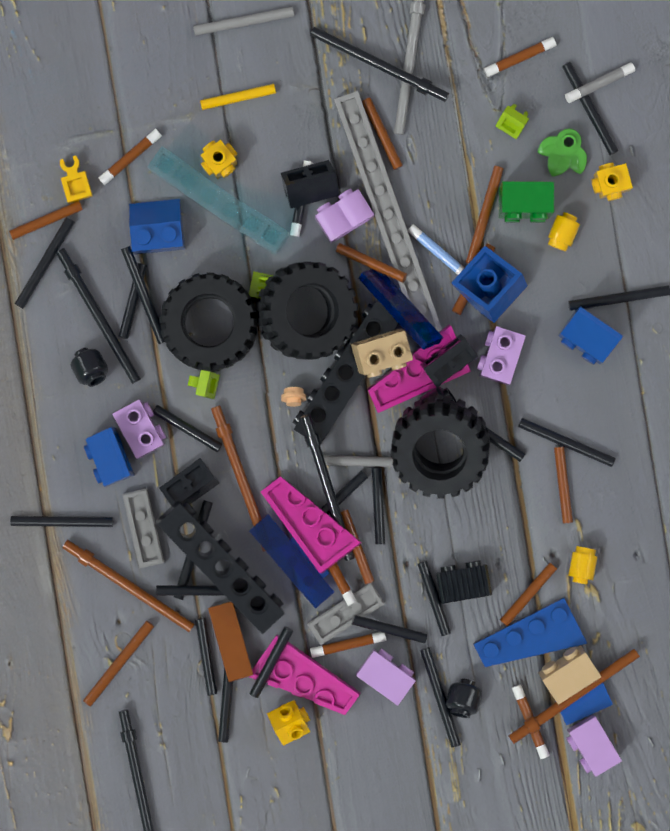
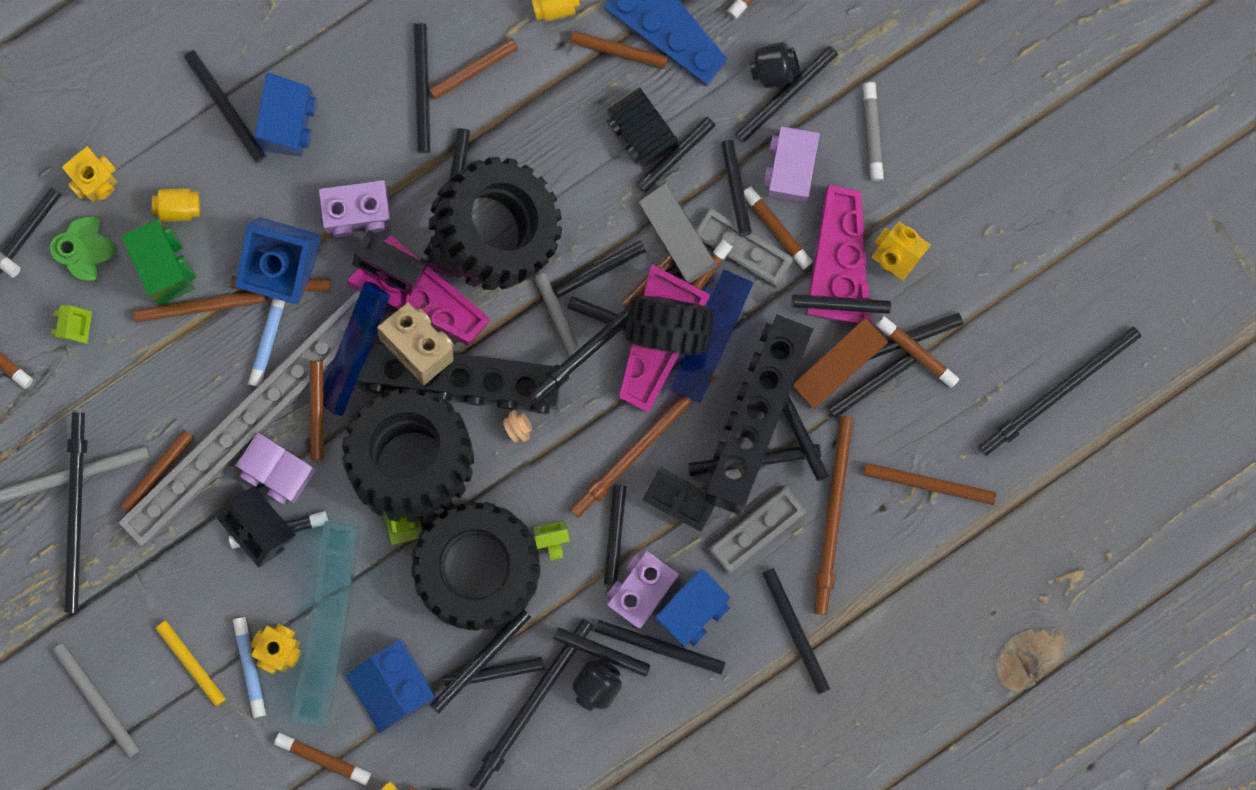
camera: 115 degrees left, 5 degrees down
(90, 428) = (660, 647): none -> black bar
(110, 381) = (601, 651): none -> black bar
(213, 699) = (917, 351): none -> dark orange bar
(216, 135) = (249, 667): none -> light blue bar
(308, 533) = (669, 325): none -> black tyre
(376, 572) = (677, 233): none -> light grey tile
(384, 745) = (873, 131): none -> light grey bar

